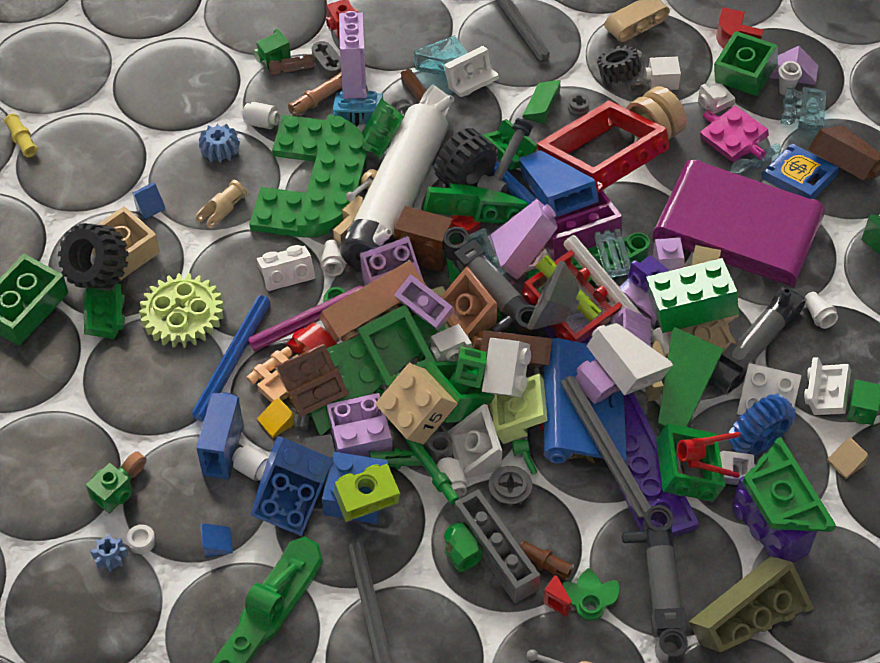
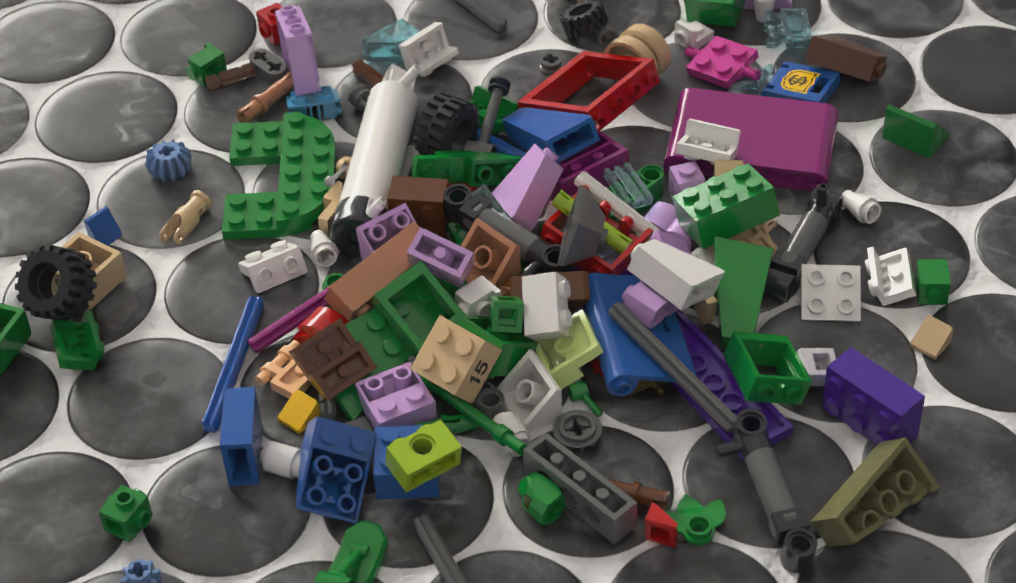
camera: 10 degrees left, 10 degrees down
(134, 464) = (149, 484): nougat tile -> none
(140, 539) = (173, 561): white tile -> none
(195, 312) = (166, 326): yellowish green gear -> none
(216, 540) = (260, 545): blue slope -> none
(261, 115) = (208, 127): white brick -> none
(381, 128) = (346, 113): green hinge -> none
(542, 101) = (512, 64): green slope -> none
(648, 267) = (662, 198): dark purple bracket -> none
(663, 72) = (631, 14): white brick -> none
(695, 450) = (771, 349): red plant -> none
(696, 223) = (708, 142): none -> white bracket
(762, 425) = (834, 317): blue gear -> none
(785, 493) = (881, 368): green wing -> none

